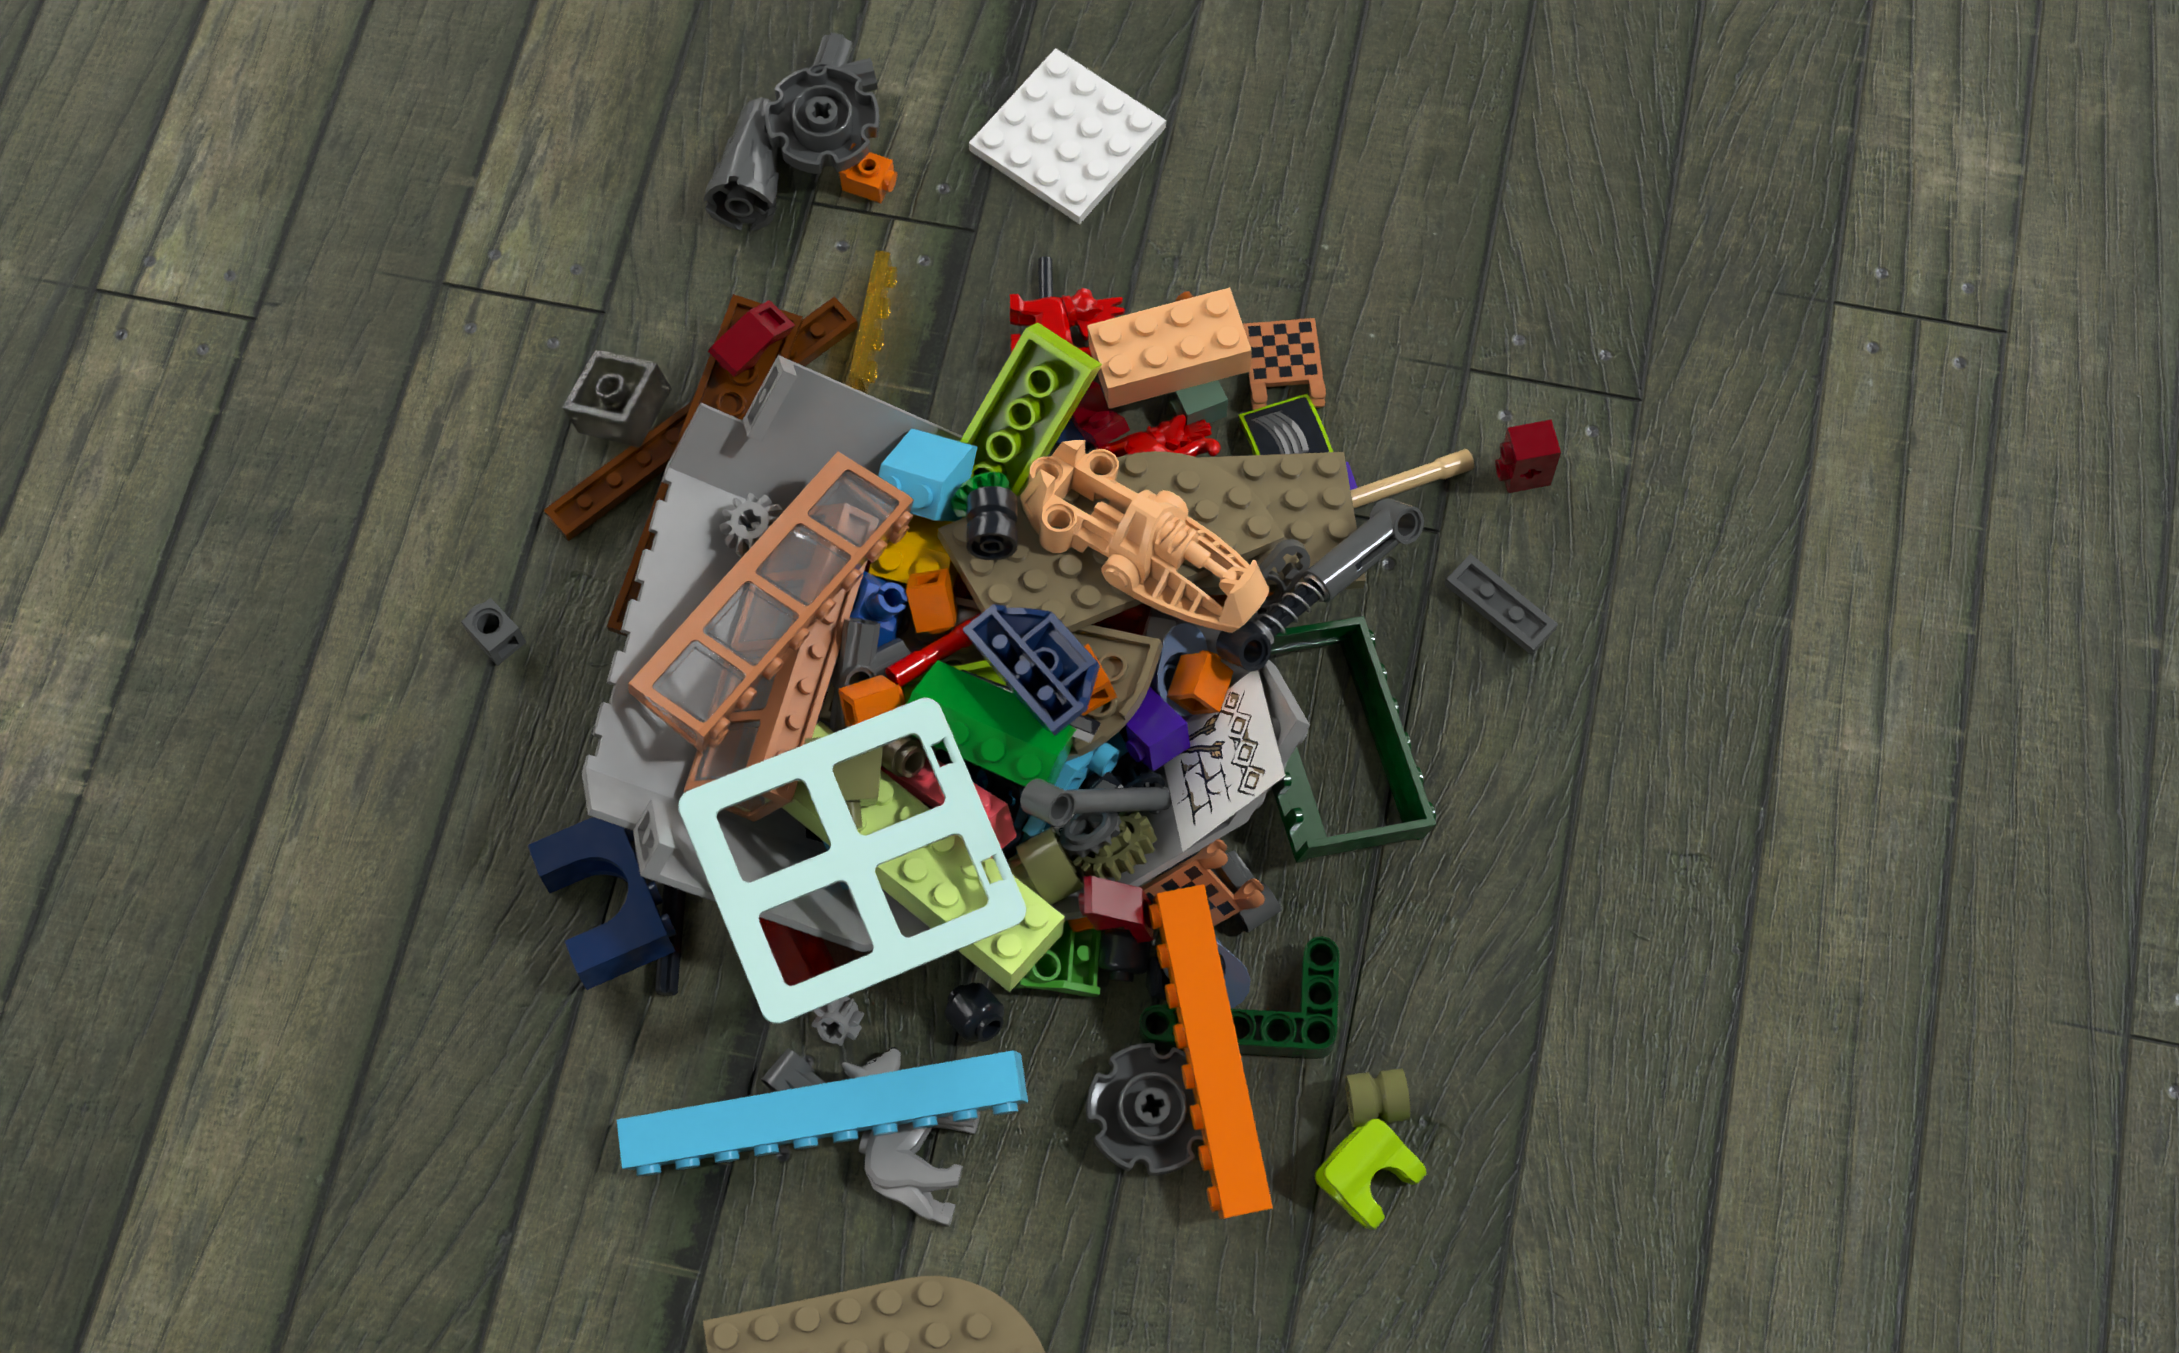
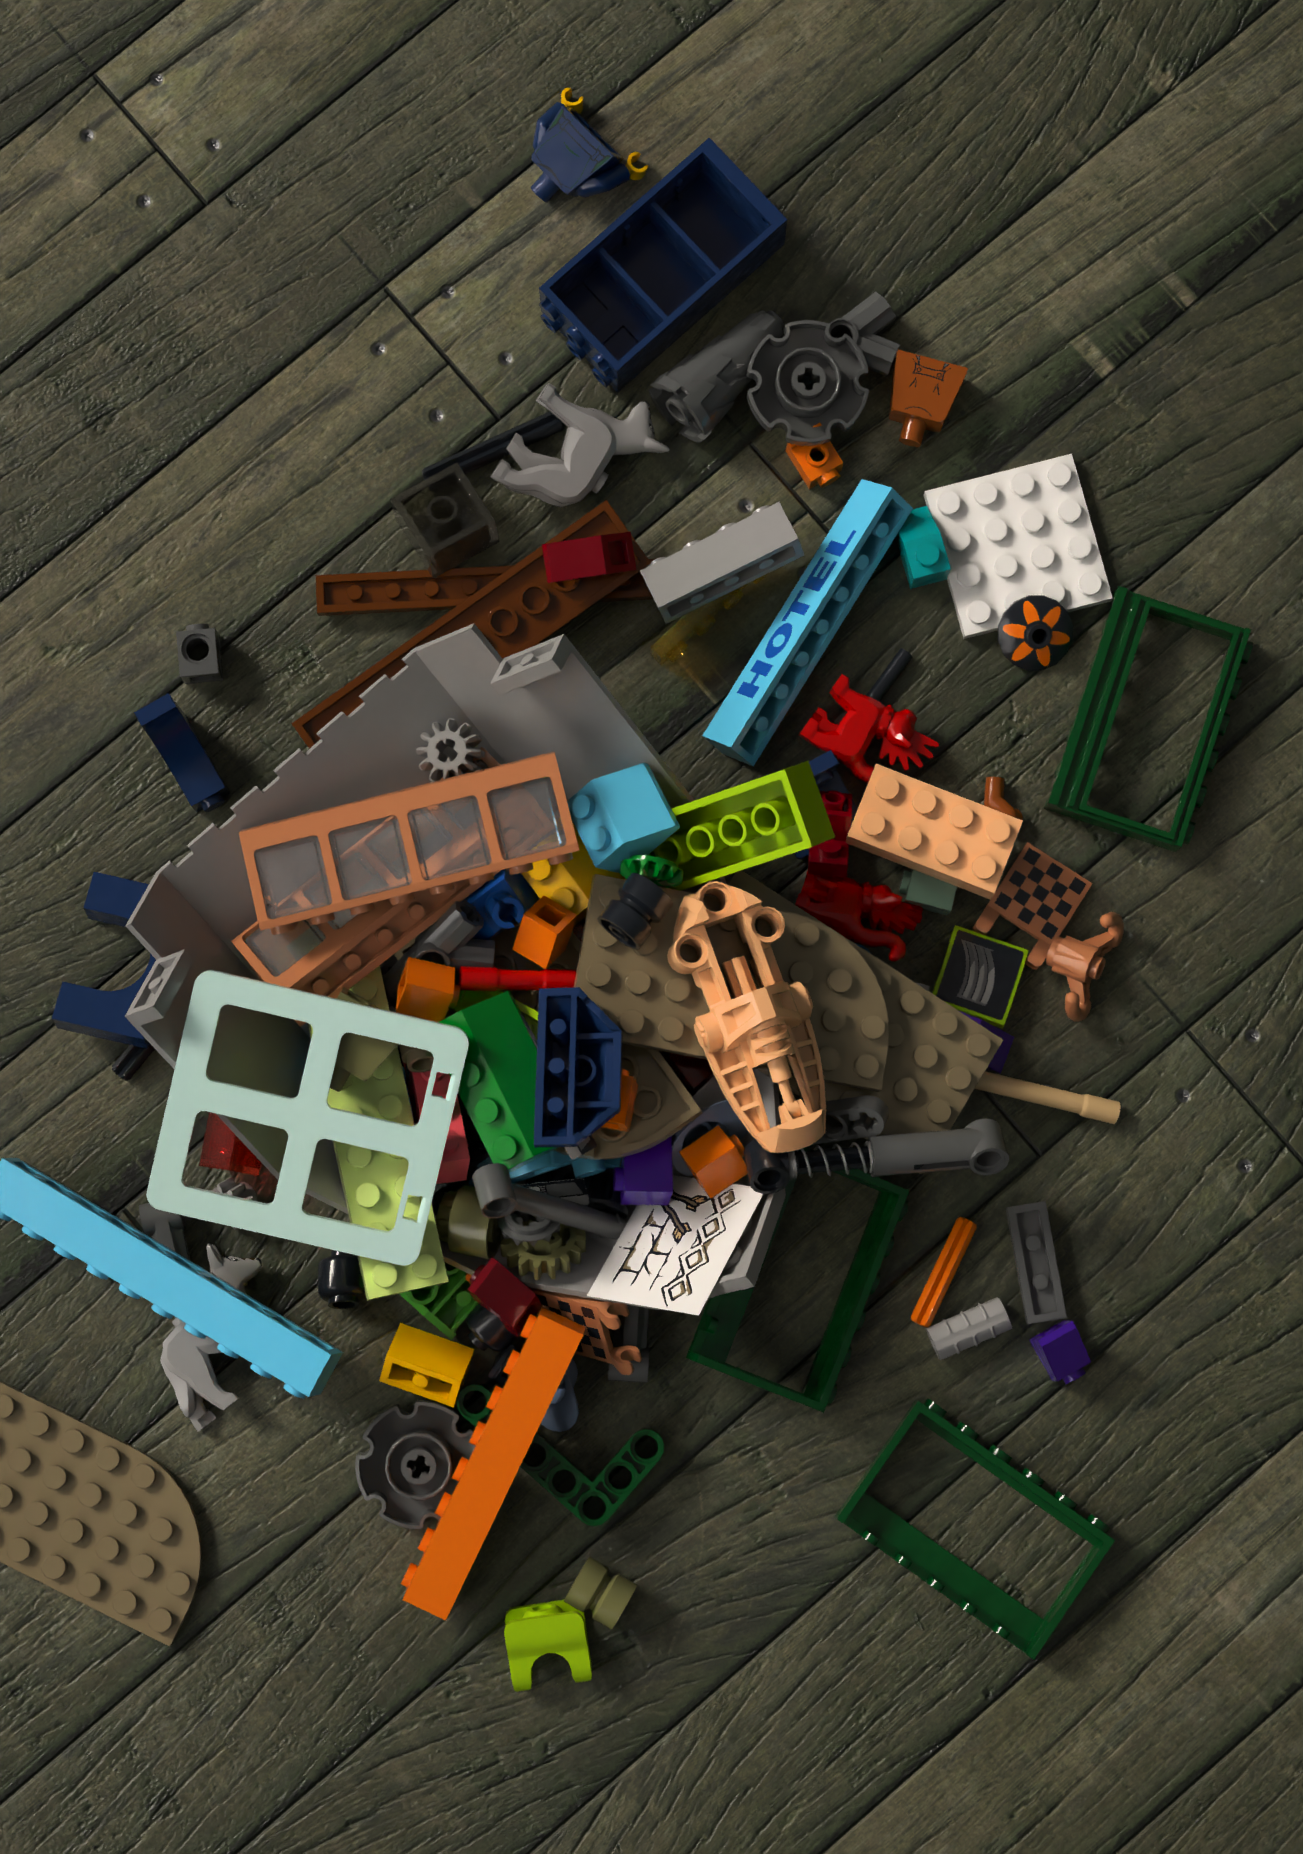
camera: 35 degrees right, 15 degrees up
(524, 93) = (576, 155): none -> dark blue torso
(531, 705) = (183, 753): none -> dark blue arch
(624, 318) = (495, 447): none -> black axle
(648, 120) = (662, 265): none -> dark blue container
(689, 279) = (586, 451): none -> light grey animal
(856, 278) = (722, 562): none -> light grey brick
(913, 80) = (922, 394): none -> dark orange torso
(954, 282) = (807, 622): none -> medium azure brick
(998, 181) = (922, 549): none -> teal slope
(1096, 1025) = (428, 1363): none -> yellow brick
(1119, 190) = (1022, 620): none -> black dish
(1222, 202) = (1100, 703): none -> dark green window
(1354, 370) = (1083, 962): none -> nougat piece
(1438, 663) = (943, 1272): none -> orange axle
(1492, 687) = (969, 1328): none -> light grey axle
(1528, 456) = (1161, 1156): dark red brick -> none
(1575, 648) = (1061, 1351): none -> dark purple slope
(1625, 881) = (946, 1571): none -> dark green window

